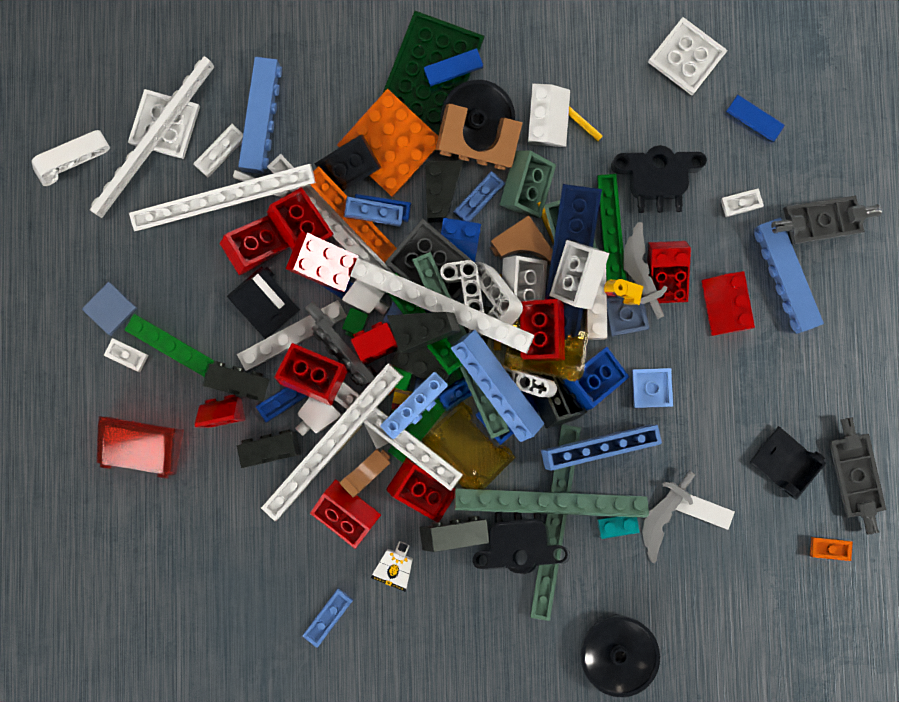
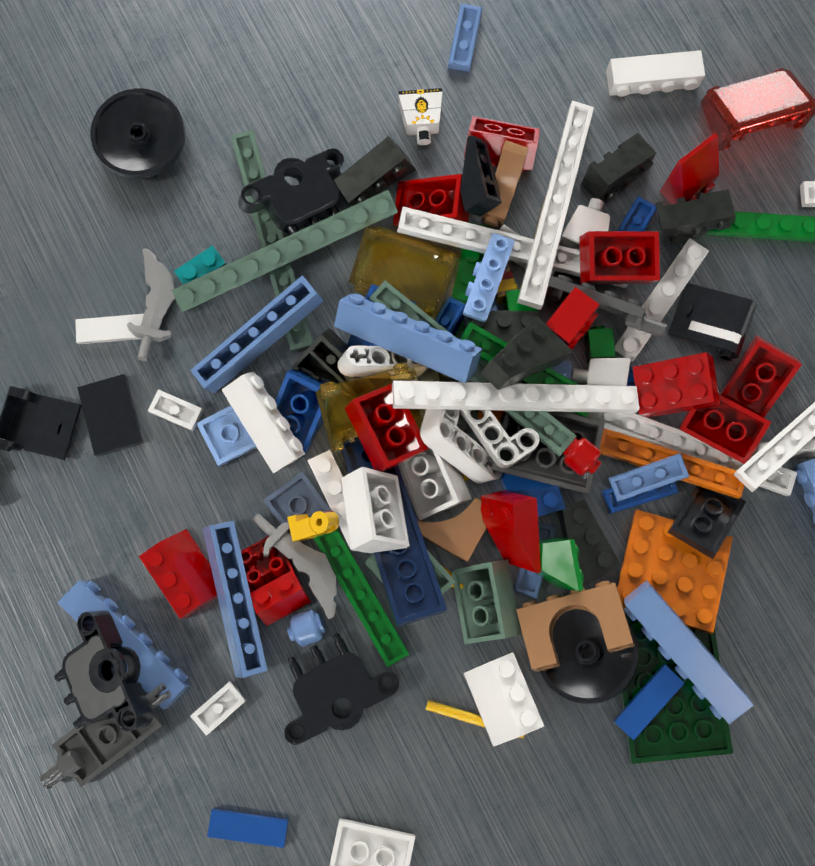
camera: 155 degrees right, 5 degrees down
(198, 512) = (655, 73): none -> white brick
(383, 484) = (478, 181): none -> black slope
(413, 84) = (687, 652): none -> medium blue brick
(416, 242) = (582, 456): none -> red head
(468, 185) = (561, 563): none -> slope
(486, 222) = (513, 527): none -> red slope
(625, 382) = (263, 421): none -> white brick
(658, 226) = (306, 627): none -> medium blue head
(683, 424) = (175, 410): none -> white plate
(700, 267) = (234, 599): none -> medium blue brick
(732, 444) = (110, 415): none -> black tile
(814, 255) = (100, 677): none -> black piece

